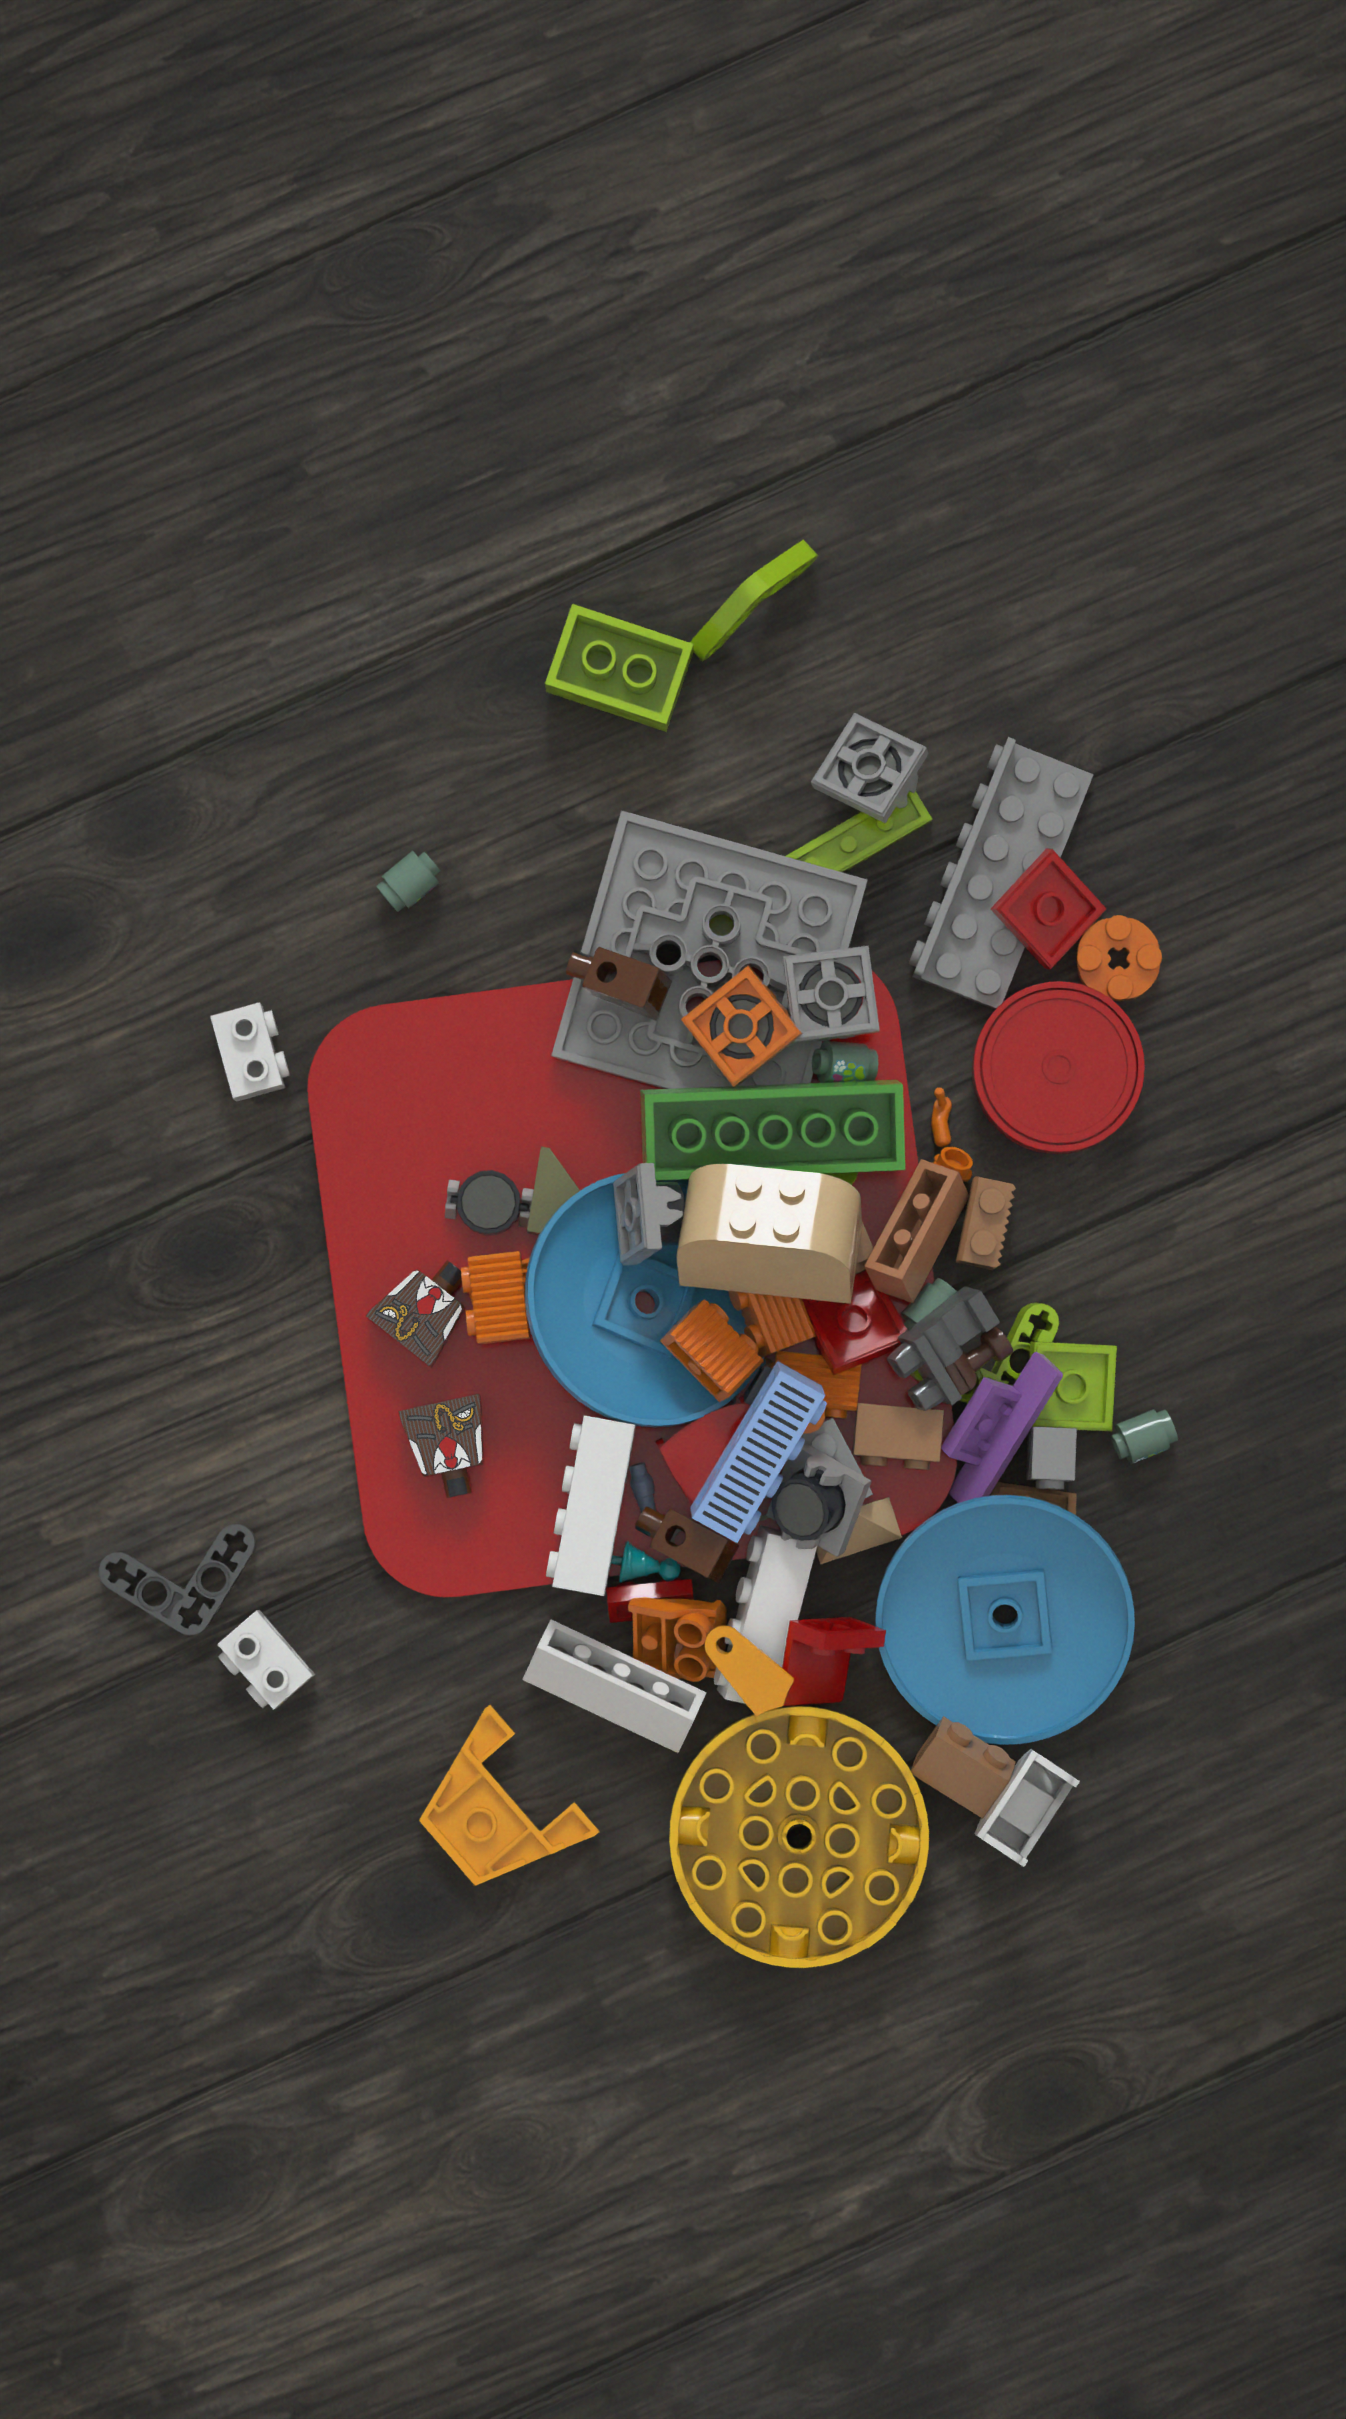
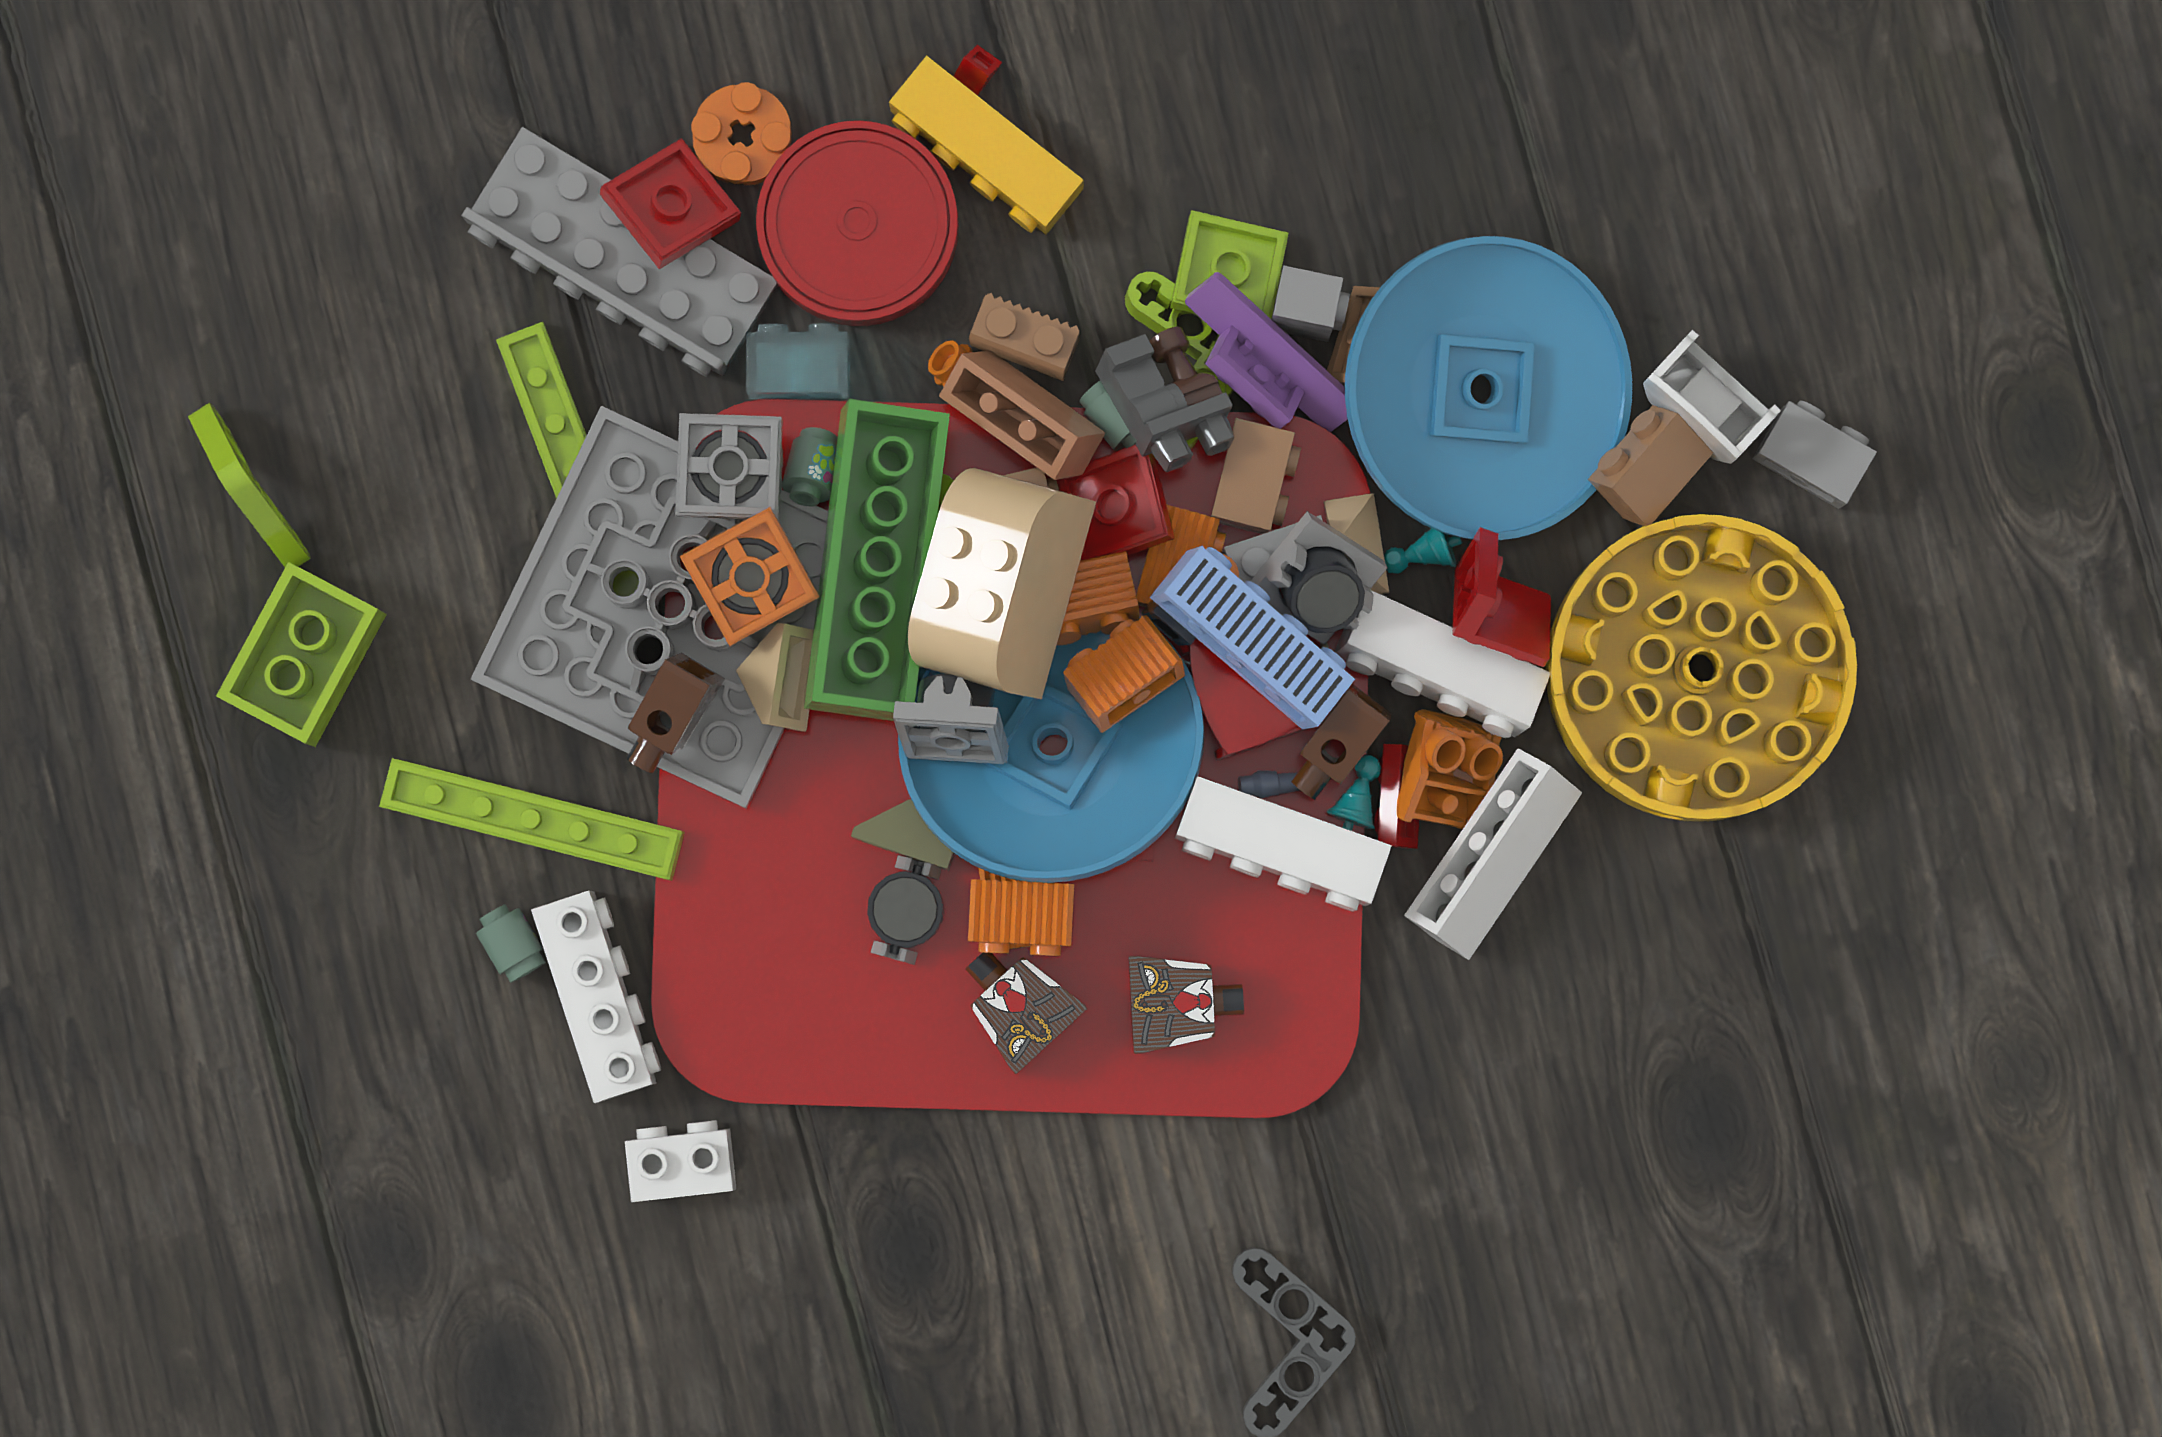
camera: 80 degrees left, 0 degrees up
(264, 1660) = (1399, 1258): white brick -> none
(376, 957) = (595, 996): none -> white brick
(481, 1821) = (1627, 1033): light orange wing -> none
(514, 881) = (532, 819): none -> lime tile
(664, 1064) = (778, 676): none -> tan slope
(749, 1670) = (1503, 691): light orange piece -> none
(863, 1592) = (1431, 548): none -> teal piece
(868, 771) = (472, 384): light grey piece -> none
(932, 1038) = (798, 363): none -> clear light blue brick
(939, 1119) = (893, 371): orange piece -> none
(997, 1906) = (1815, 453): none -> light grey brick
(1141, 1165) = (985, 146): none -> yellow brick
(1144, 1436) = (1300, 196): sand green brick -> none
(1205, 1146) = (977, 69): none -> red piece

